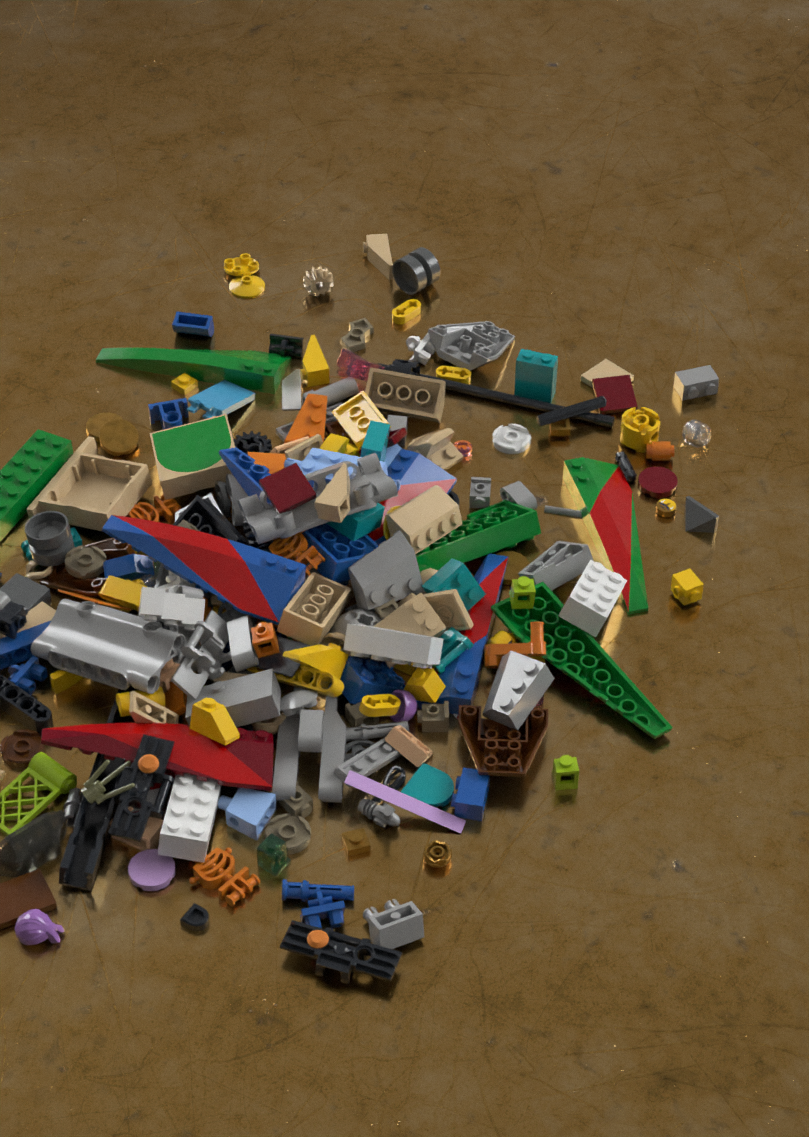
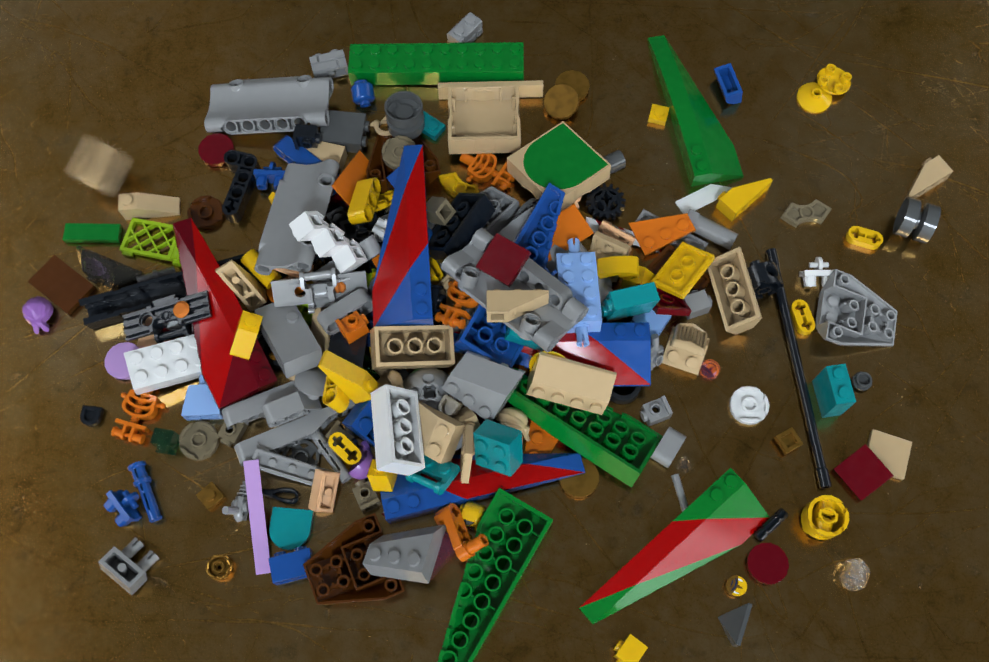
camera: 65 degrees right, 25 degrees up
(94, 791) = (152, 285): olive plant -> none
(168, 412) = (610, 123): blue pin -> none
(220, 399) = (648, 150): dark azure tile -> none
(286, 345) = (750, 165): black hips -> none
(318, 281) = (849, 148): tan gear -> none
(340, 952) = (78, 538): black piece -> none
(355, 365) = (751, 236): clear pink bracket -> none
(522, 587) = (519, 509): lime brick -> none
(558, 564) = (587, 520): light grey wedge -> none
(565, 766) = (349, 635): lime brick -> none
(571, 411) = (809, 443): black axle -> none
(593, 598) = (557, 573): white brick -> none
(659, 451) = (808, 548): orange brick -> none
(696, 382) = (930, 544): light grey piece -> none

